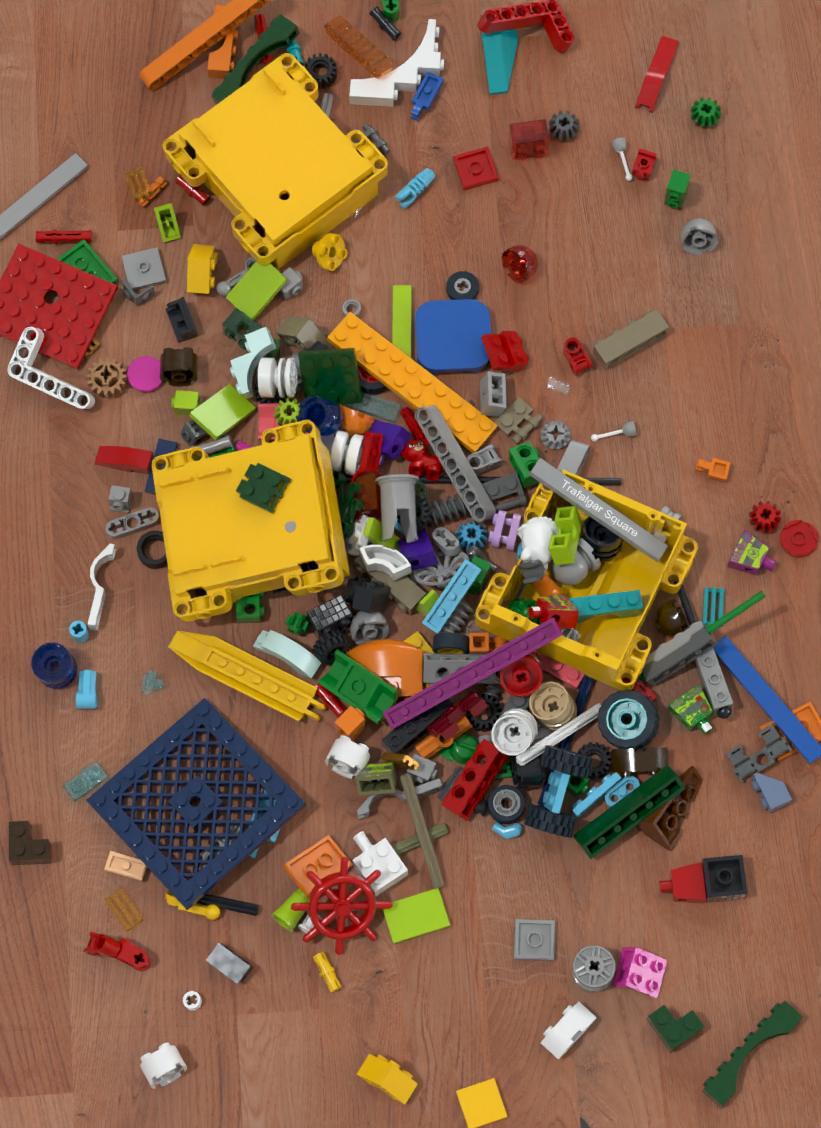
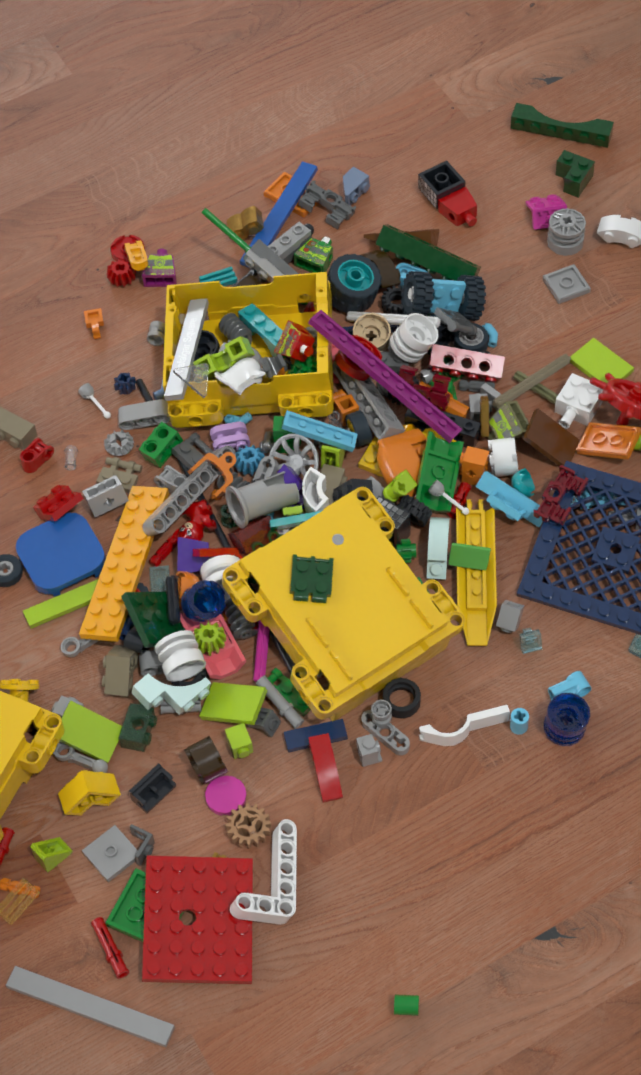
camera: 115 degrees left, 15 degrees down
(143, 516) = (381, 713): none -> light grey wheel
(180, 675) = (510, 616): none -> light grey brick
(255, 668) = (469, 556): none -> bright green slope
(265, 761) = (563, 481): none -> dark red piece
(297, 735) = (508, 499): none -> medium azure bracket
(312, 761) = (523, 482): none -> teal hair
(335, 672) = (437, 489): none -> hinge
(343, 810) = (550, 438): none -> reddish brown tile
(344, 400) = (172, 600): none -> black axle
(355, 641) = (399, 486): none -> lime piece
(356, 528) = (290, 521): none -> teal tile
(460, 497) = (223, 466): none -> orange piece
(526, 786) = (455, 321): none -> dark grey plate
(550, 495) = (194, 376): none -> clear piece
(620, 470) = (124, 383): none -> dark blue gear
(621, 580) = (233, 327): none -> dark grey piece
(766, 657) = (246, 222): none -> pearl gold brick
(772, 534) = (136, 255): none -> light orange plate

